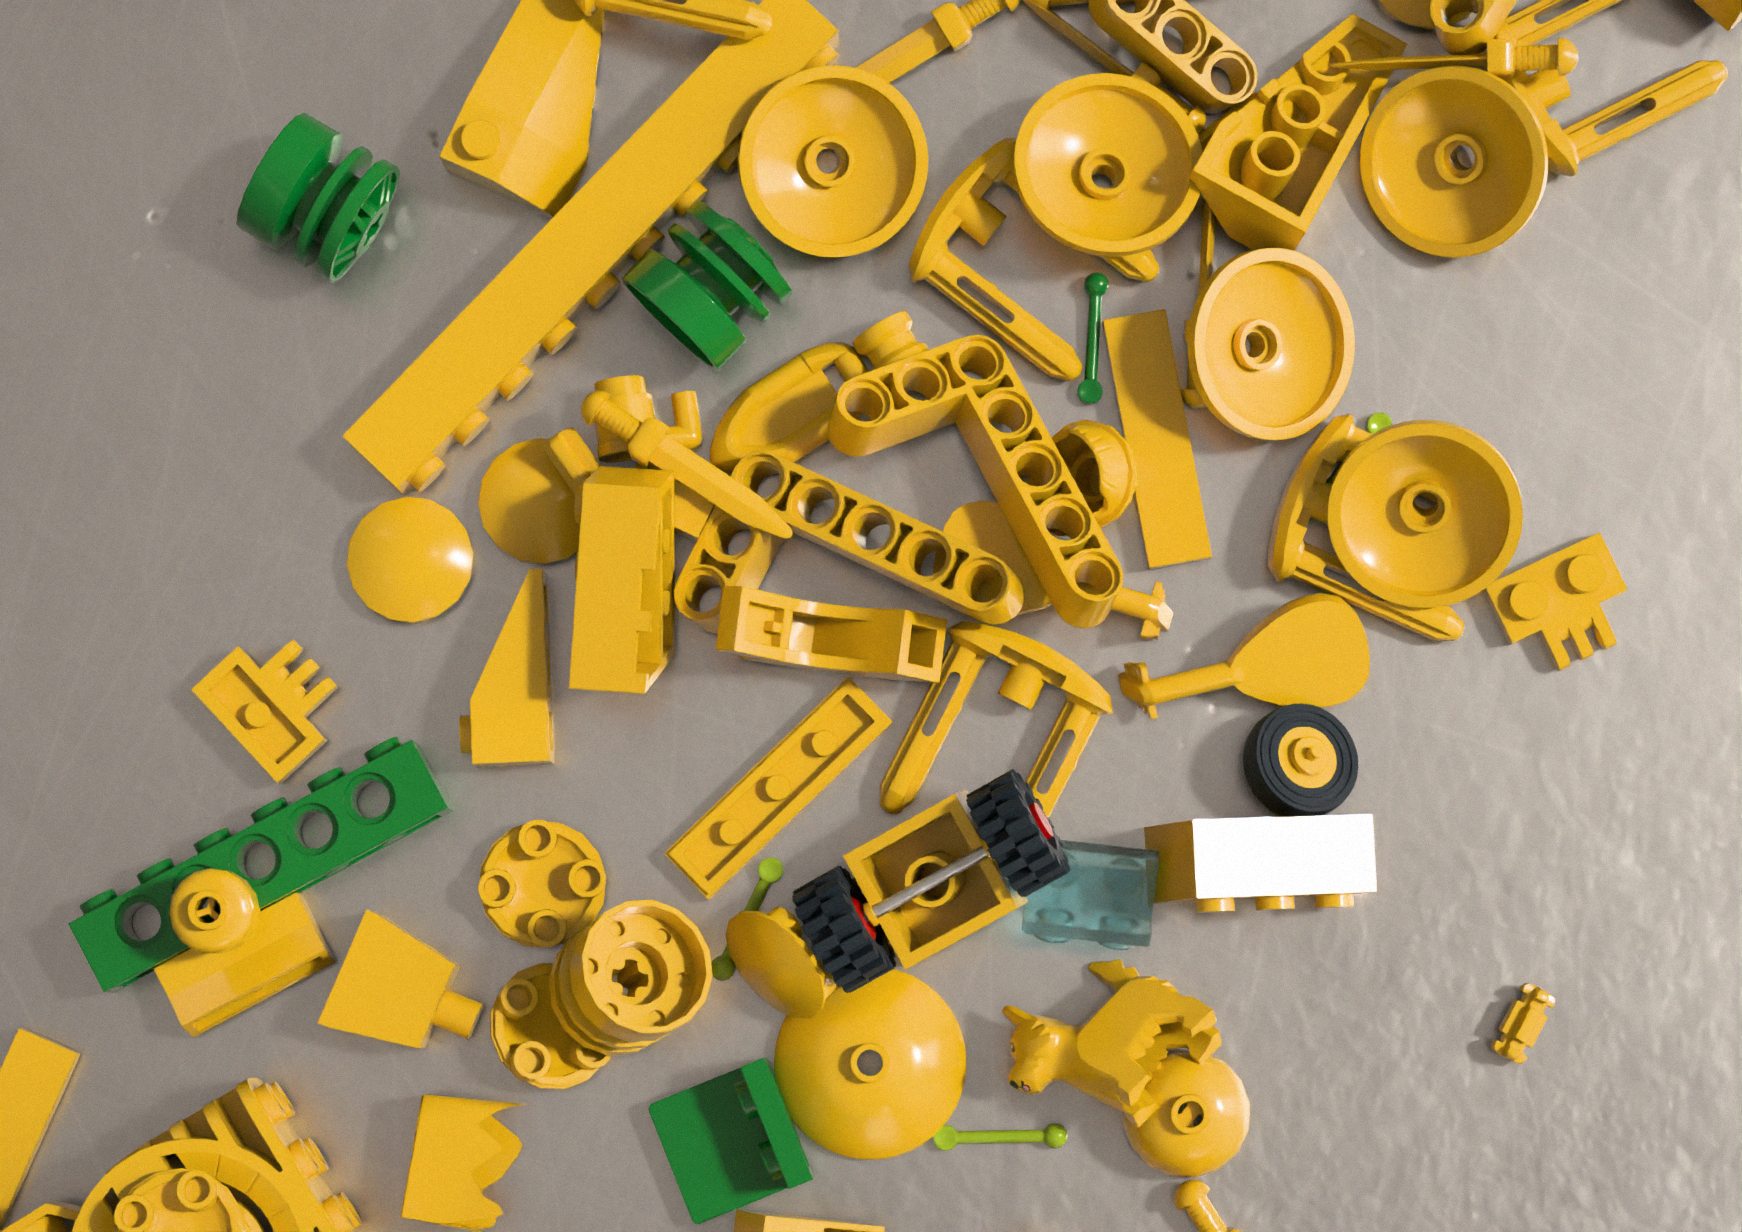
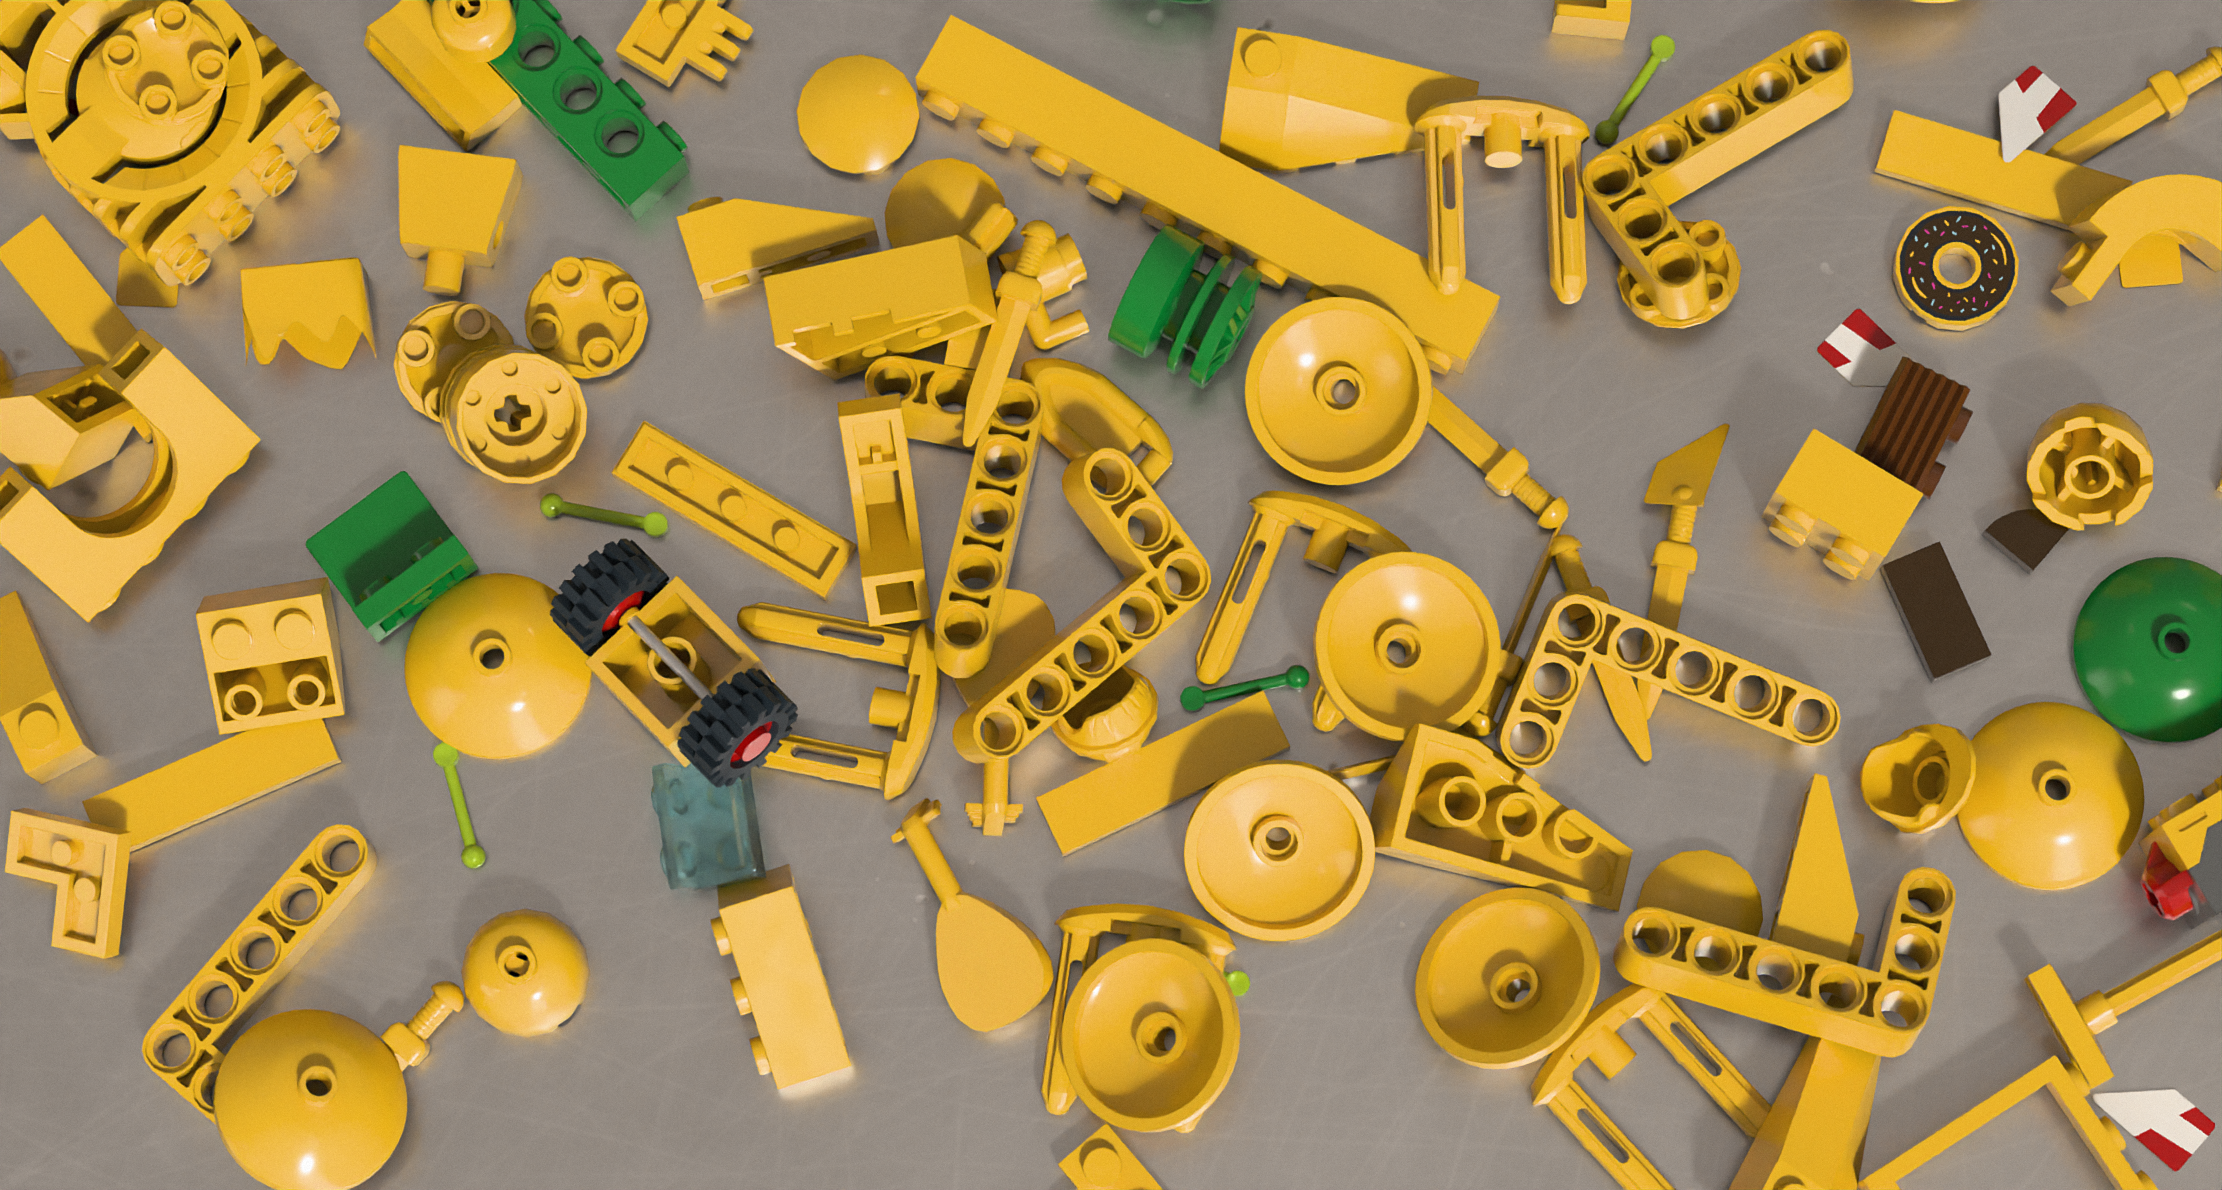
camera: 75 degrees right, 5 degrees down
(778, 962) = (563, 545): yellow dish -> none
(889, 341) = (1184, 494): yellow wheel -> none
(1117, 1045) = (567, 882): yellow animal -> none
(1300, 761) = (886, 988): black wheel -> none
(1501, 59) = (1618, 991): yellow sword -> none

